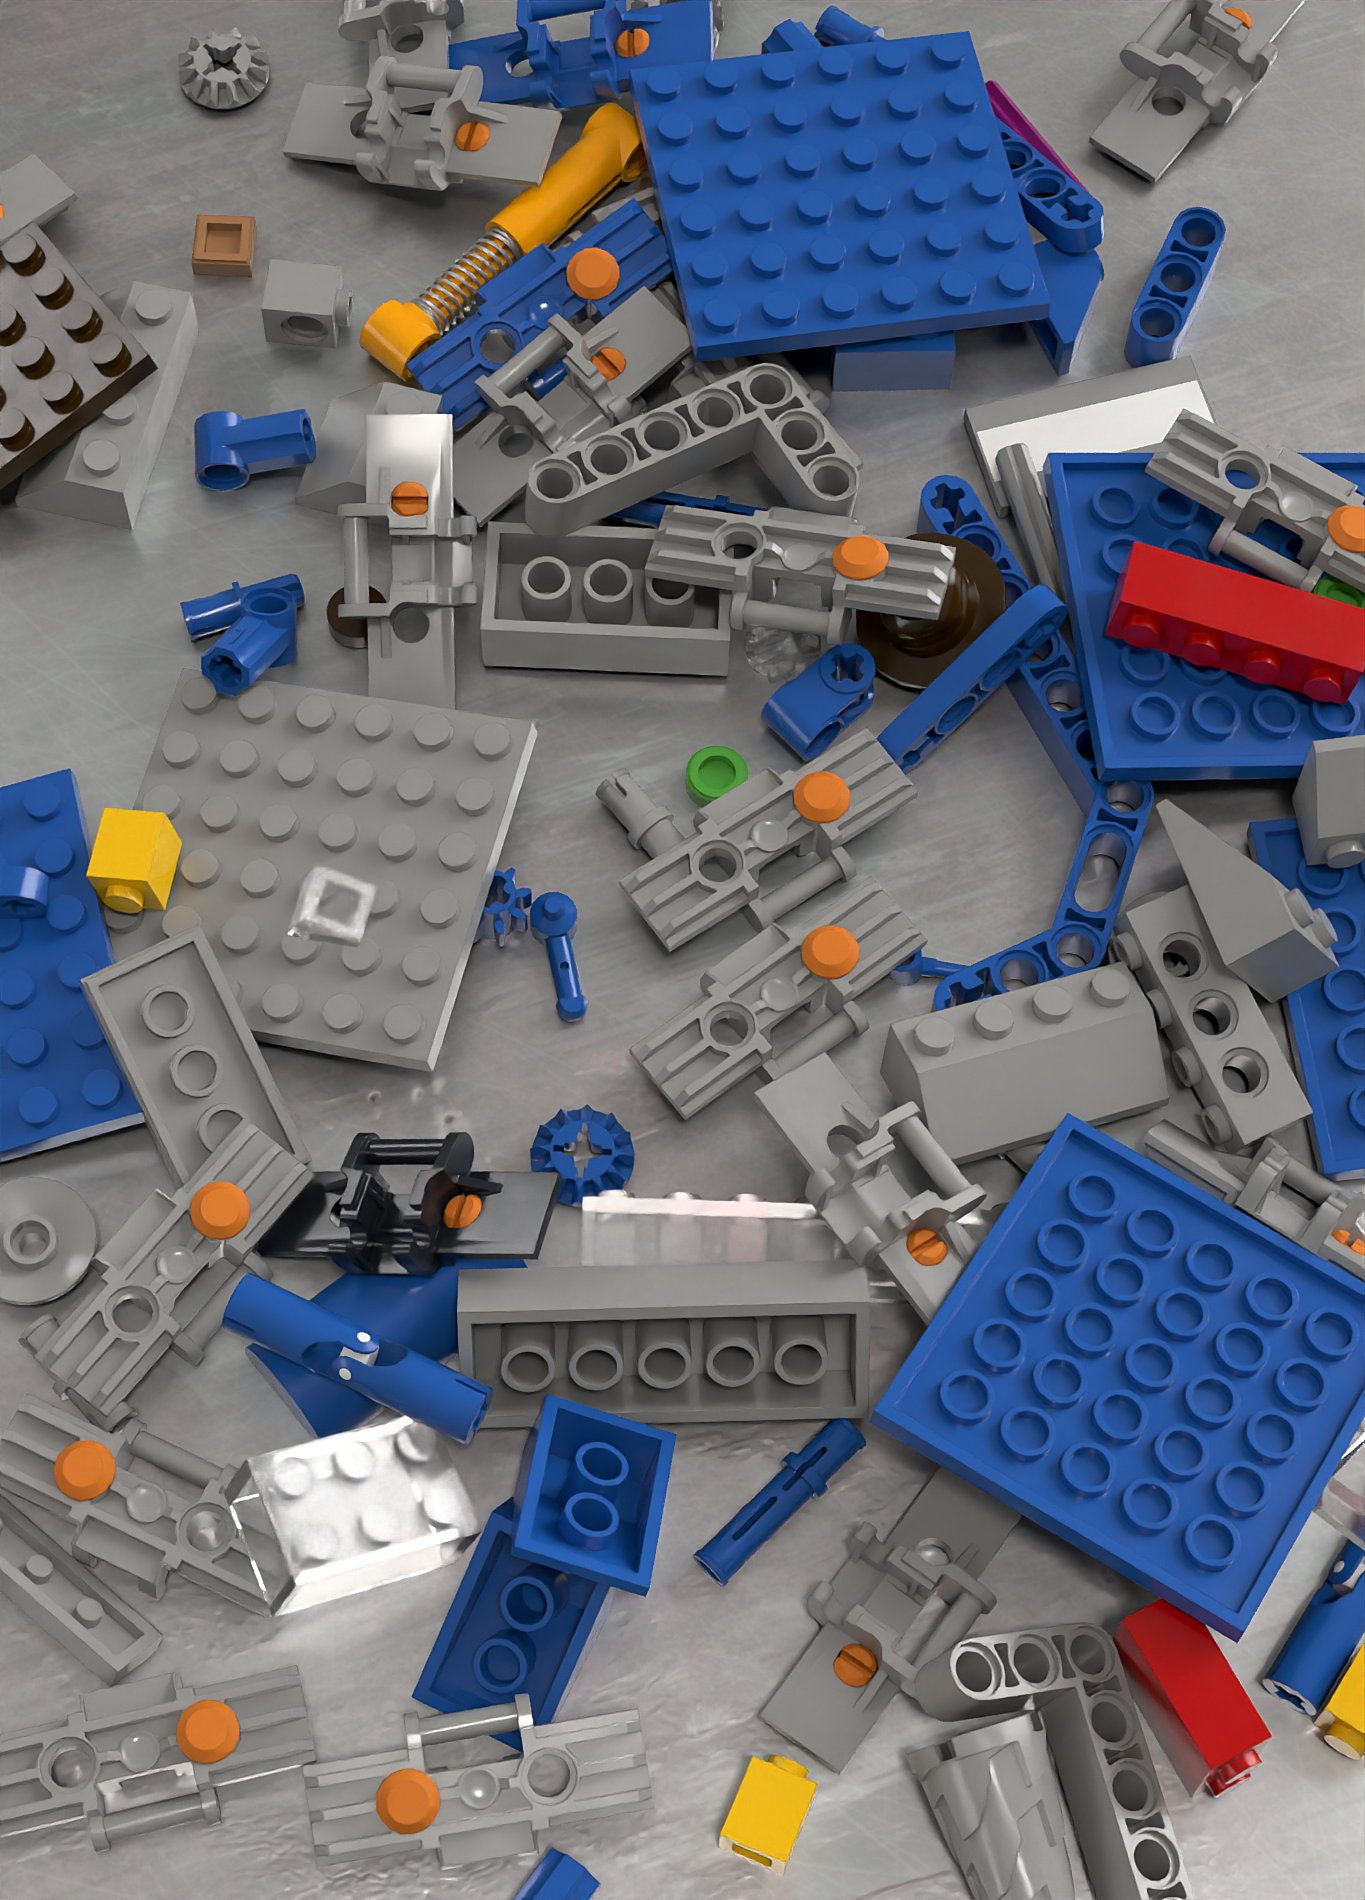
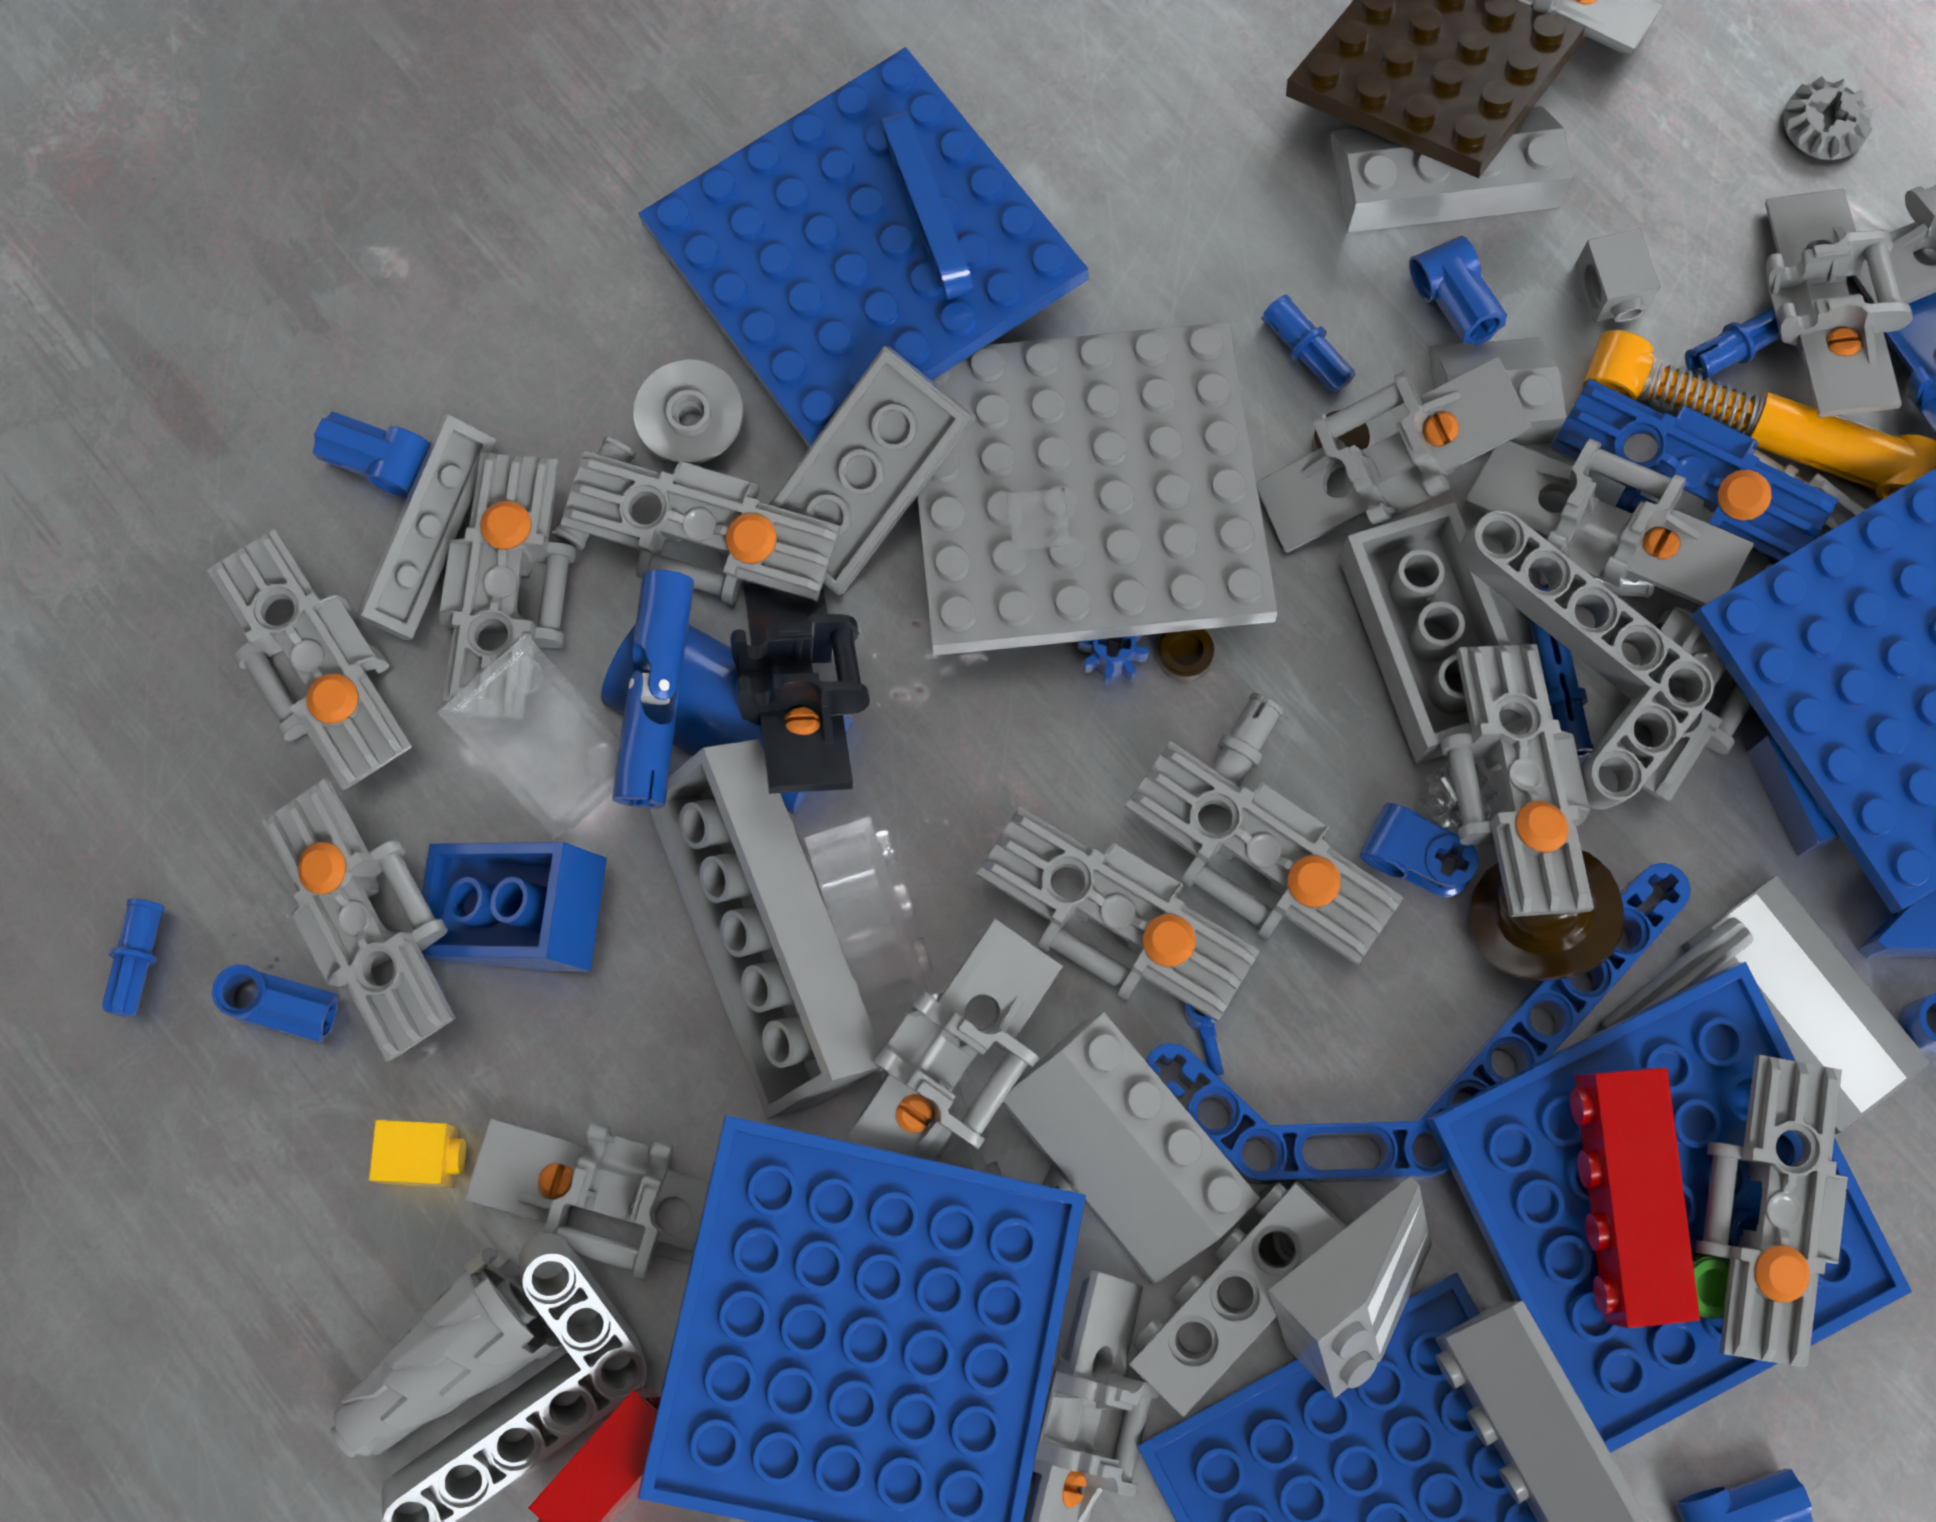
camera: 75 degrees right, 10 degrees up
(134, 859) = (1024, 350): yellow brick -> none
(224, 245) = (1650, 191): medium nougat tile -> none
(256, 641) = (1275, 367): blue piece -> none
(421, 234) = (1733, 345): none -> blue axle
(526, 844) = (1185, 654): none -> dark brown tile
(554, 925) = (1122, 707): blue piece -> none
(592, 1494) = (598, 916): blue slope -> none
(605, 1137) = (946, 818): blue gear -> none
(713, 773) = (1314, 788): bright green tile -> none
(801, 1478) = (620, 1043): blue pin -> none
(973, 677) = (1486, 972): blue beam -> none

